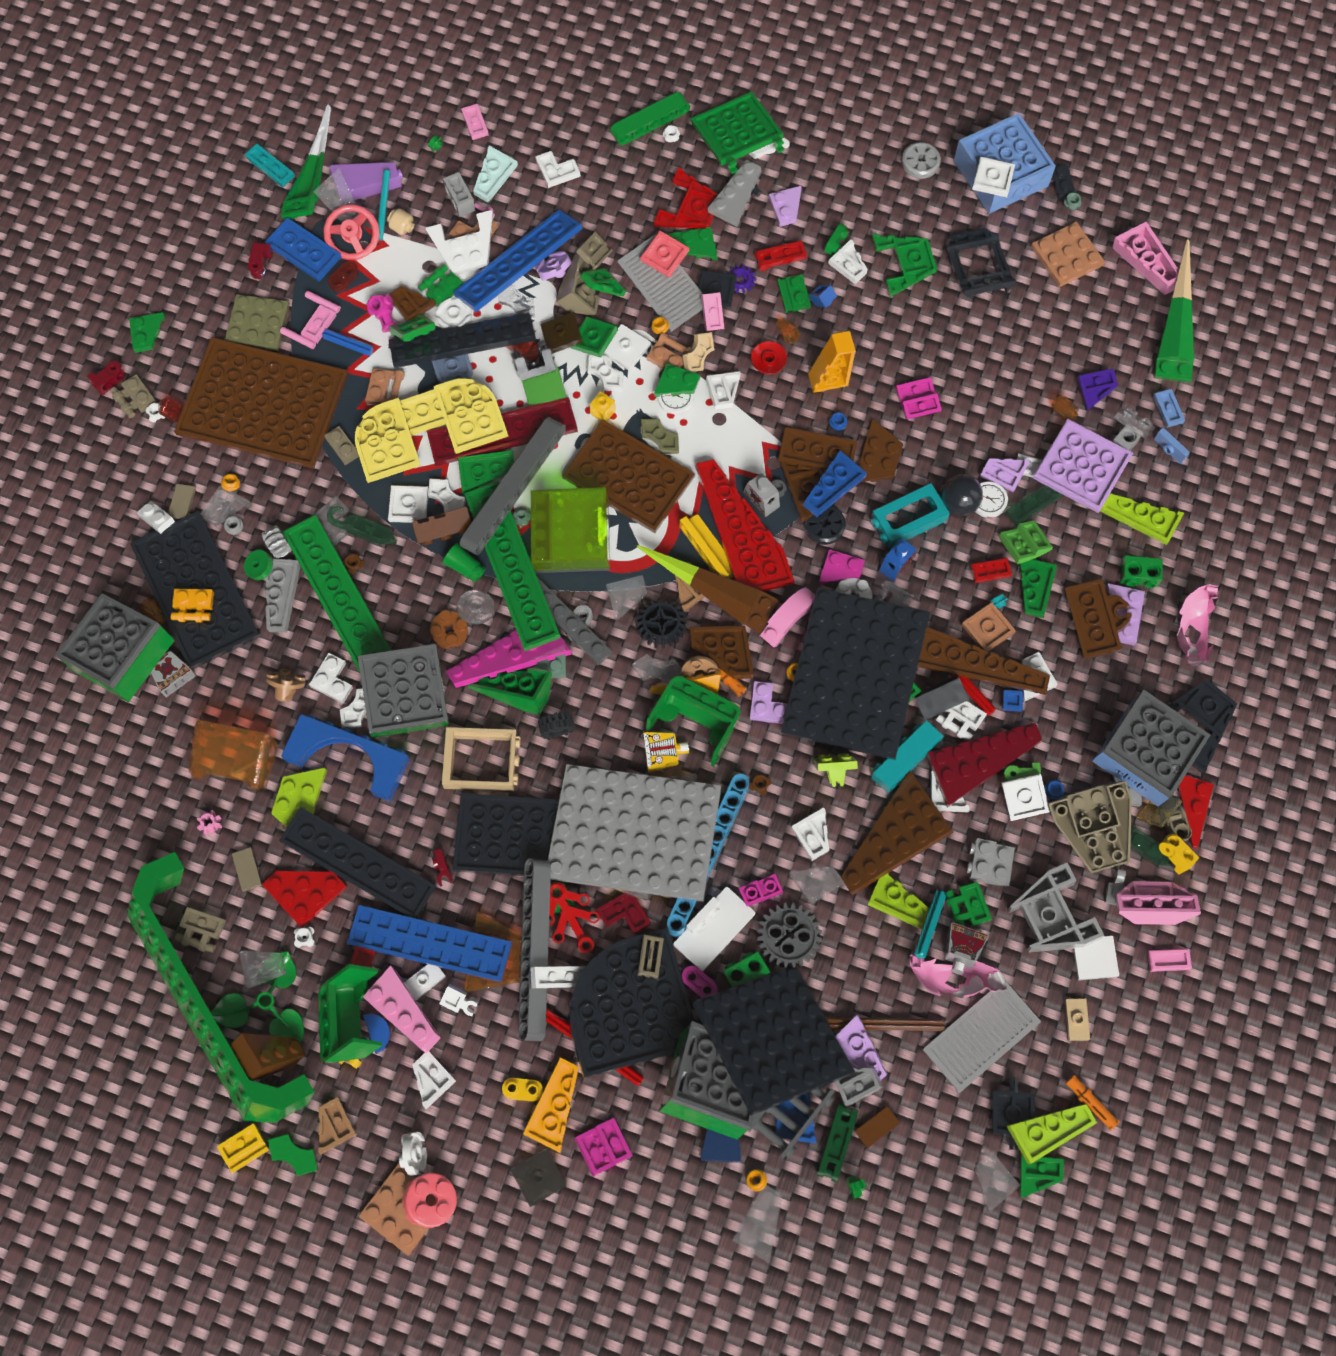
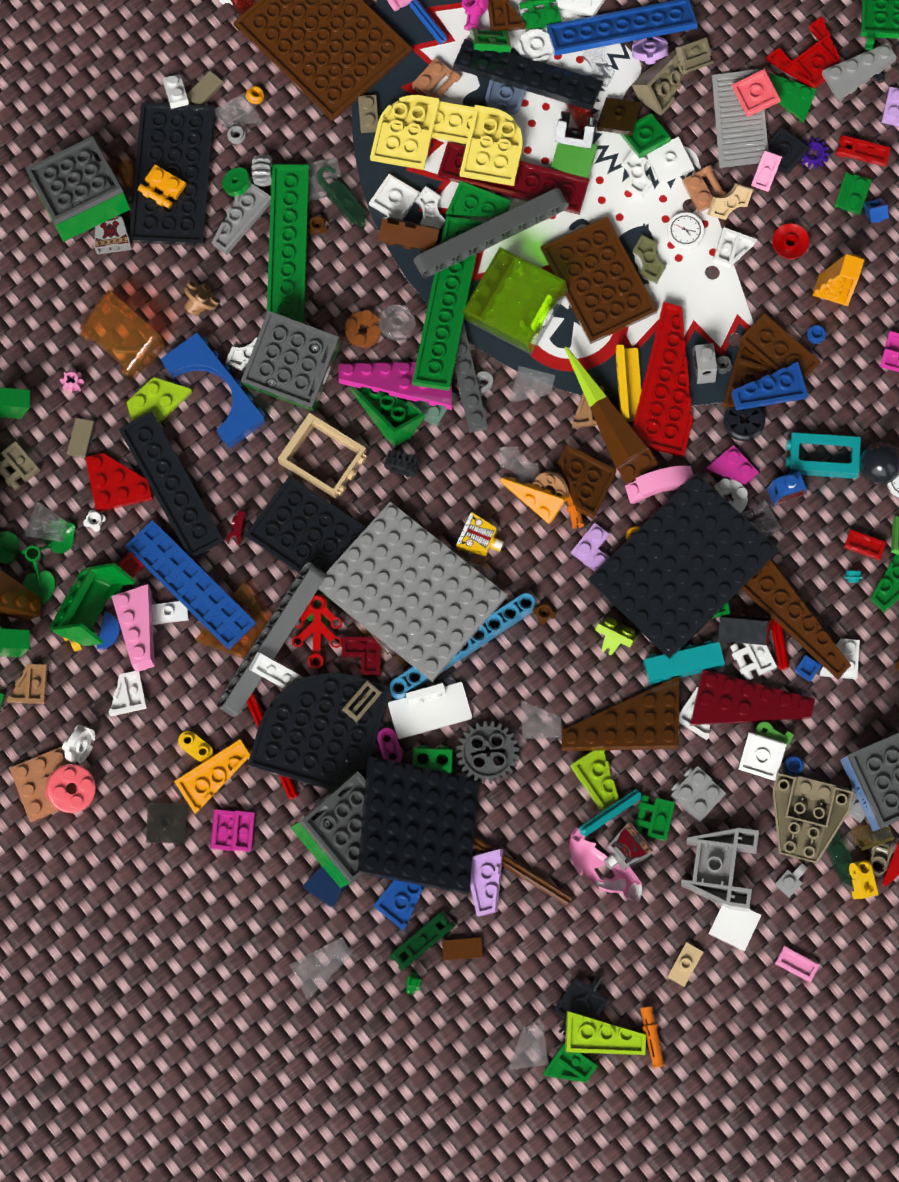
camera: 35 degrees right, 5 degrees up
(327, 679) = (236, 315): white plate -> none
(455, 999) = (185, 643): white plate -> none
(463, 563) = (409, 278): green plant -> none
(522, 521) = (481, 260): sand green plate -> none
(602, 407) = (613, 205): yellow brick -> none
(603, 281) = (685, 88): green wing -> none
(653, 624) = (539, 422): black gear -> none
(660, 325) = (712, 157): light orange plate -> none
(677, 381) = (693, 217): green wing -> none
(699, 705) = (533, 516): green windscreen -> none
(751, 1178) = (337, 925): light orange plate -> none
(761, 890) = (488, 702): dark pink slope -> none
(788, 331) = (824, 226): clear orange cone -> none
(788, 1149) = (363, 884): dark grey fence -> none
(813, 834) = (561, 681): white wing -> none
(859, 1085) = (467, 906): light grey wing -> none
(880, 454) = (834, 385): reddish brown wing -> none
(981, 1036) = (596, 929): light grey window -> none
(988, 627) = (828, 594): nougat plate -> none
(1157, 903) = (814, 909): bright pink wedge -> none

